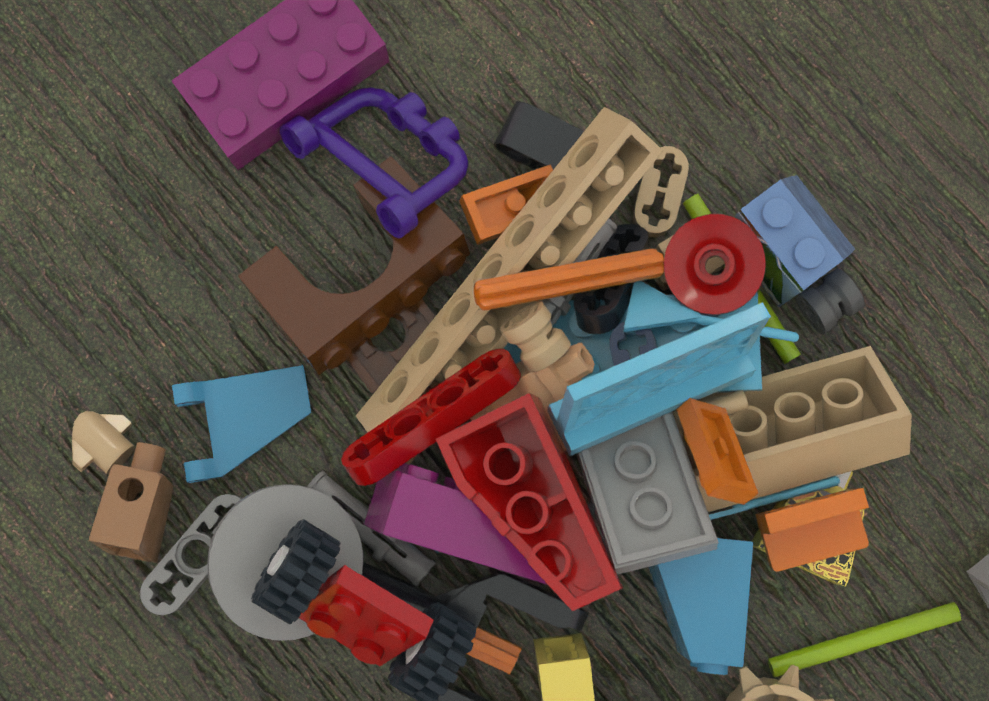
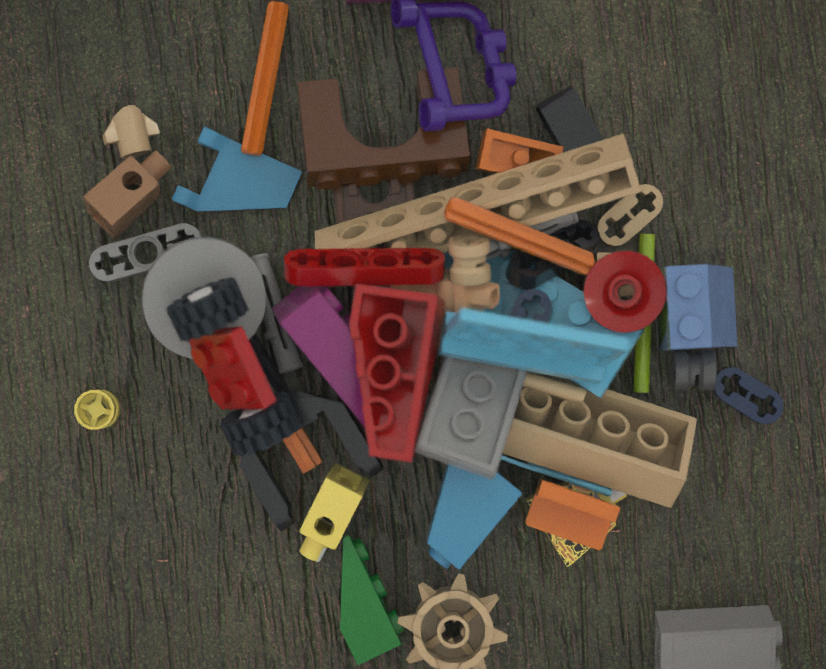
camera: 35 degrees right, 5 degrees up
(203, 297) = (265, 78): none -> orange axle
(654, 309) = (564, 294): medium azure piece -> none
(716, 452) = (537, 417): orange plate -> none
(865, 639) = (559, 613): lime bar -> none
(898, 280) = (752, 387): none -> dark blue beam

